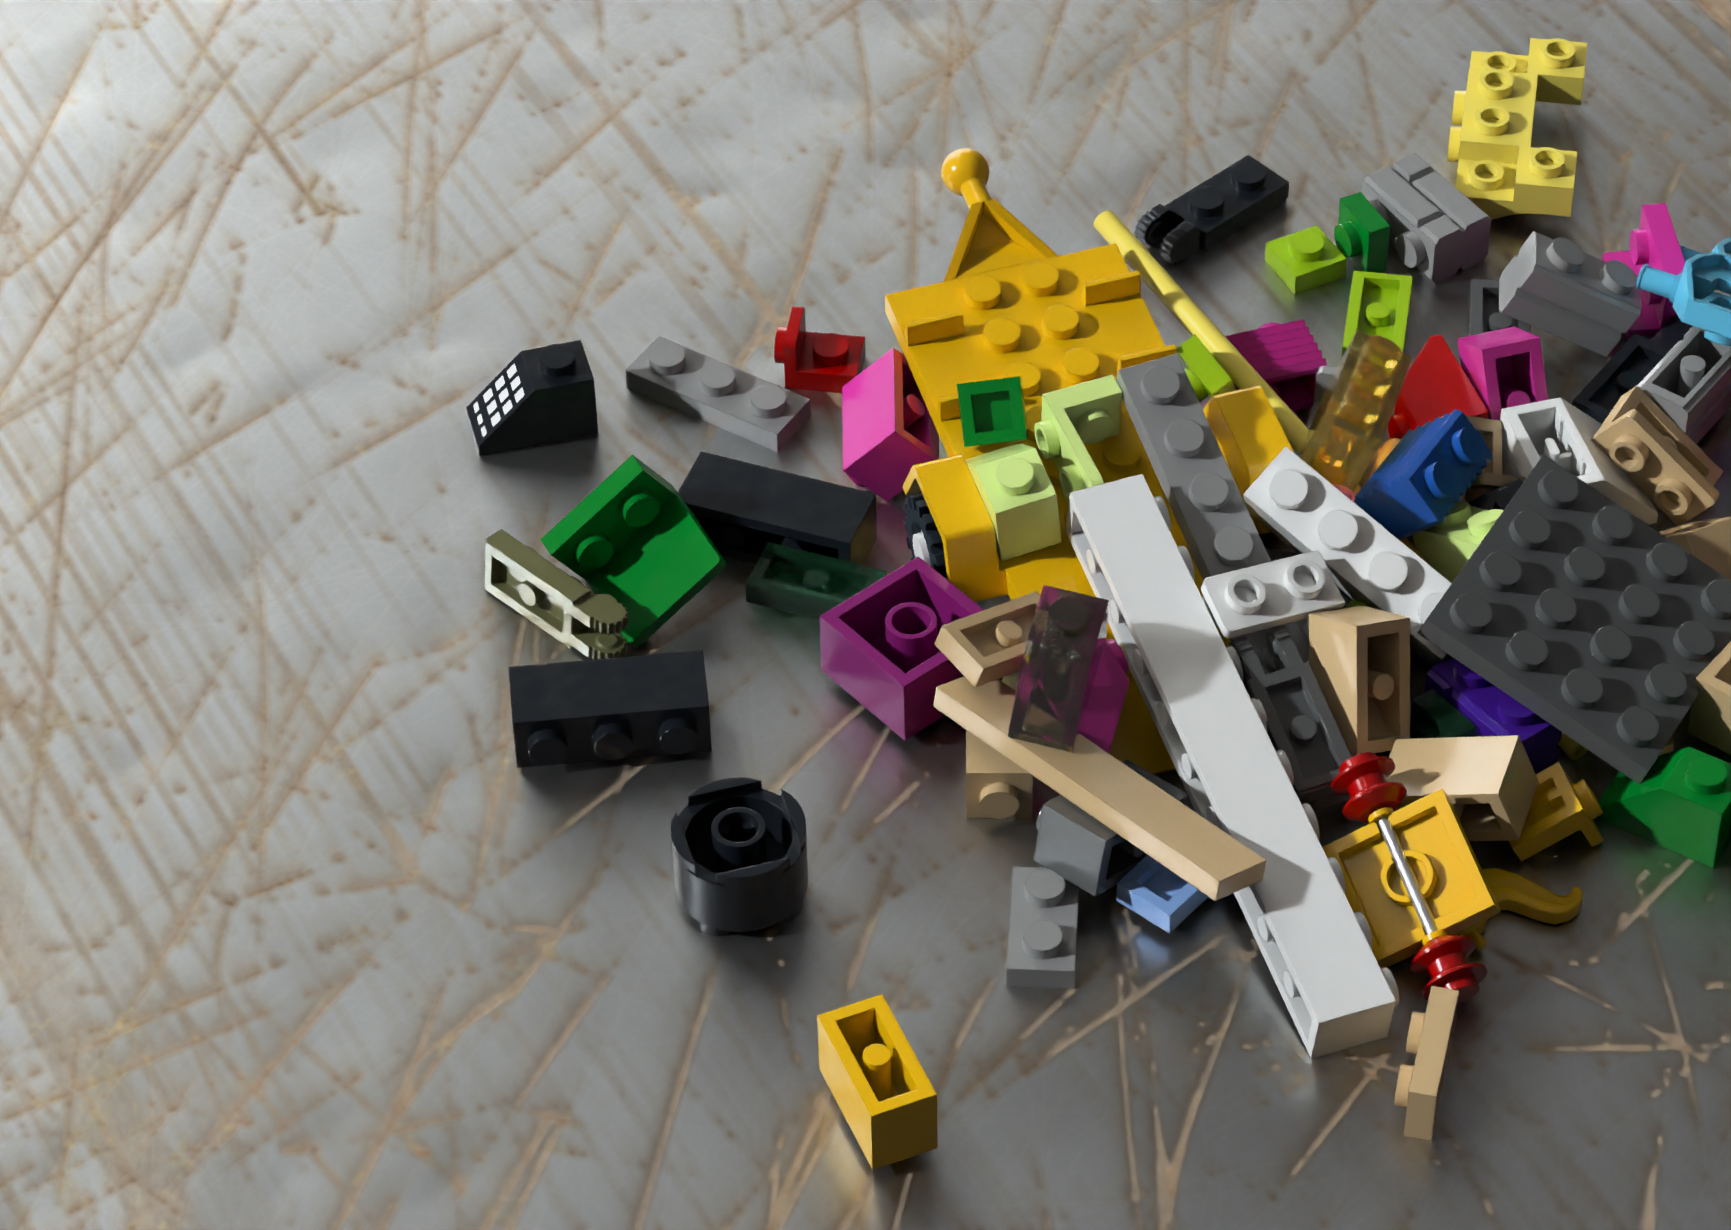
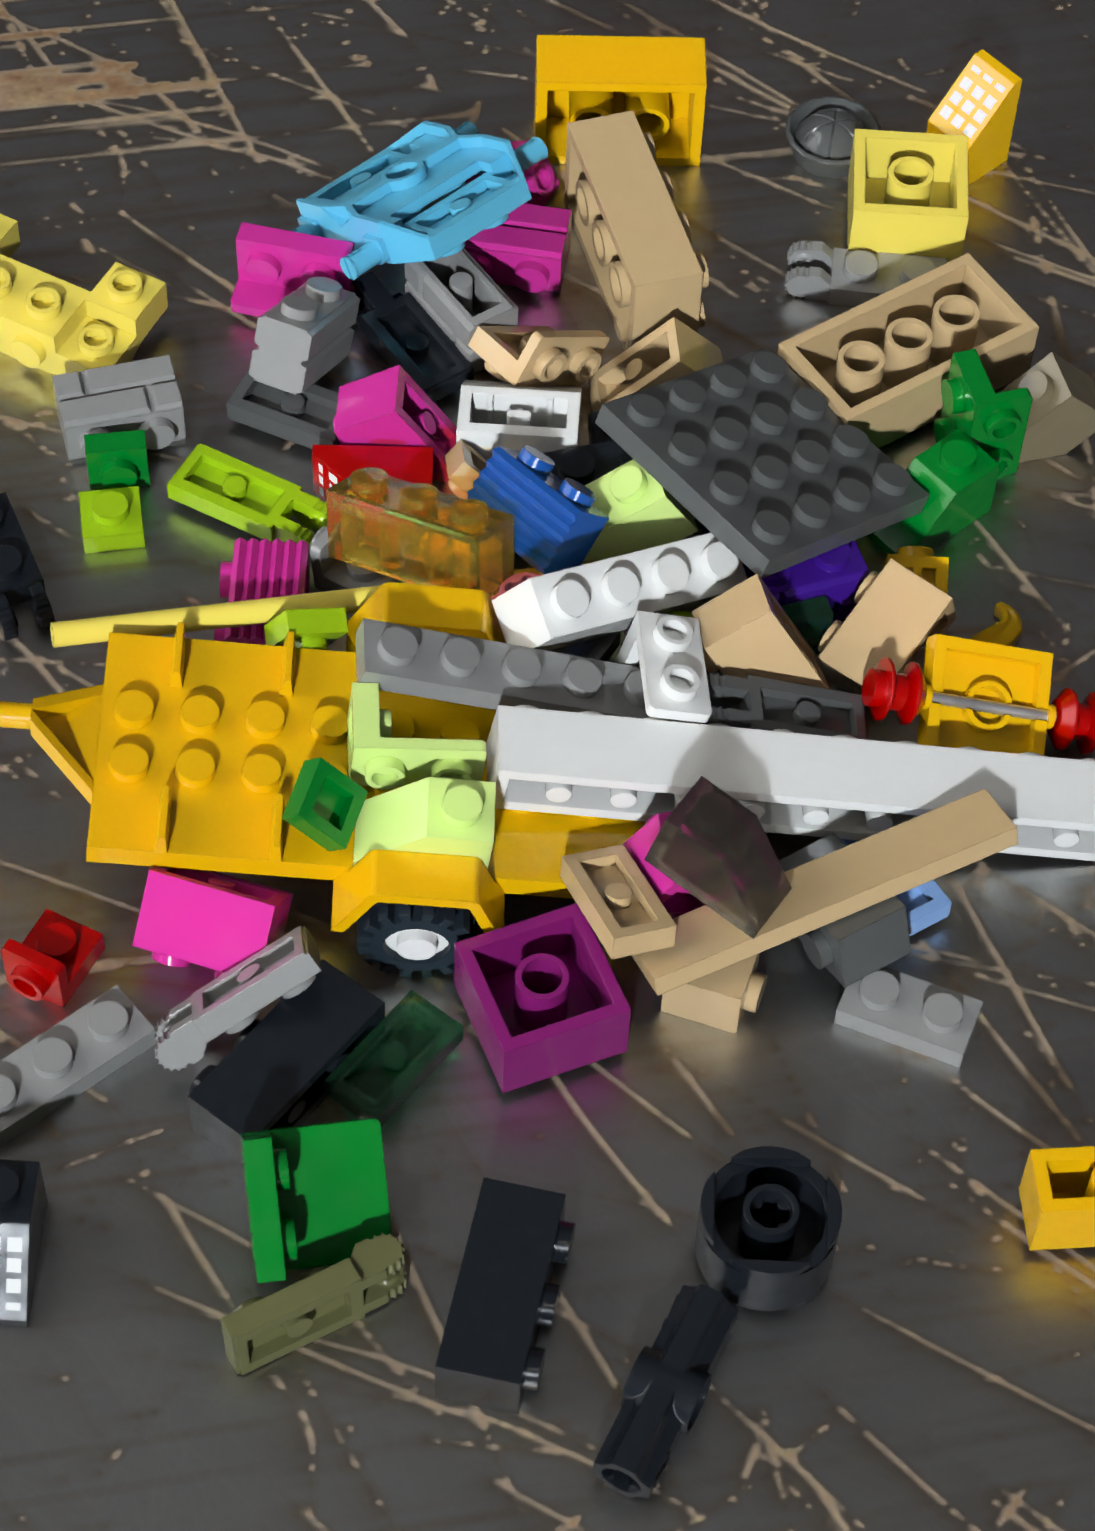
camera: 75 degrees left, 10 degrees up
(562, 838) = (665, 1391): none -> black piece
(808, 455) = (236, 997): none -> light grey hinge

